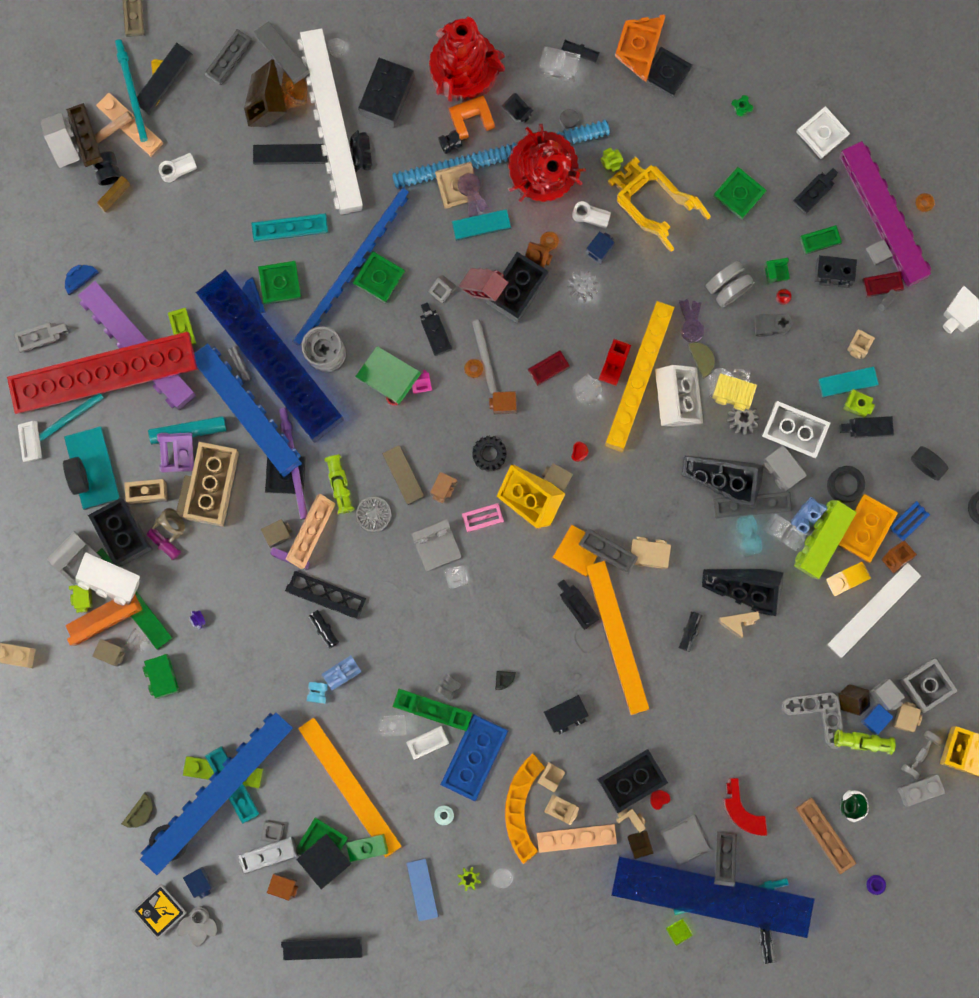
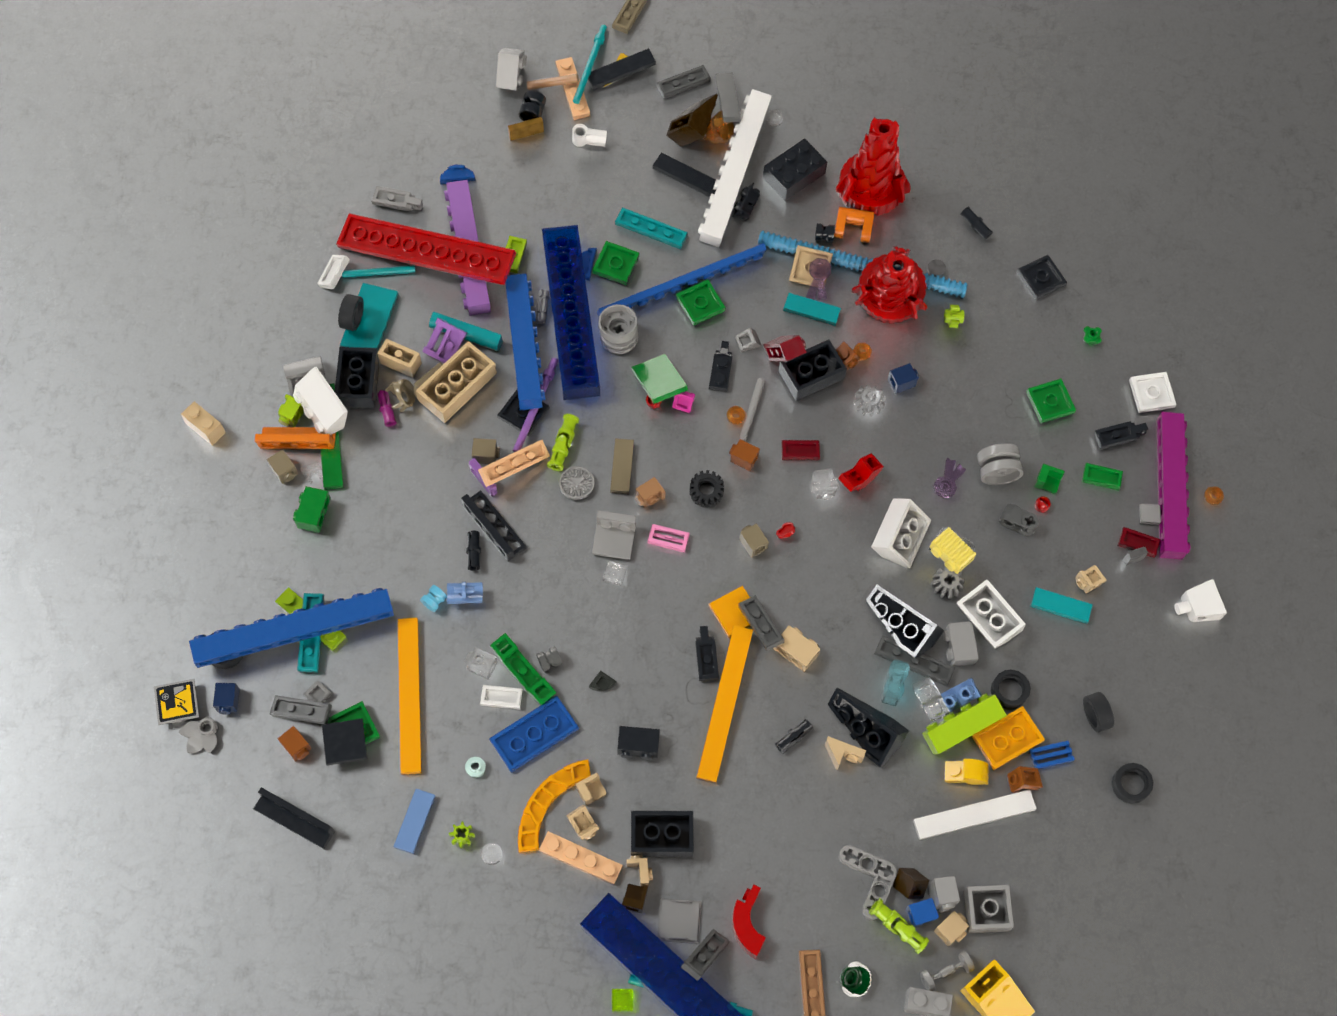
camera: 25 degrees right, 15 degrees down
(84, 135) = (531, 74): dark brown tile -> none
(140, 813) = (218, 612): olive tile -> none
(197, 619) = (373, 482): dark purple plate -> none
(367, 847) = (390, 754): green plate -> none
(517, 108) = (896, 236): black bracket -> none
(530, 496) = (720, 540): yellow slope -> none
(559, 64) = (952, 222): clear brick -> none
(593, 215) = (911, 349): white piece -> none
(634, 180) = (969, 342): yellow piece -> none
(639, 44) = (1030, 242): orange wing -> none
(639, 376) = (875, 498): yellow brick -> none
(659, 798) = (677, 867): red piece -> none
(703, 358) = (941, 514): olive tile -> none
(835, 271) = (1101, 506): black brick -> none
(853, 407) = (1055, 630): lime brick -> none
(869, 427) = (1058, 653): black hinge -> none

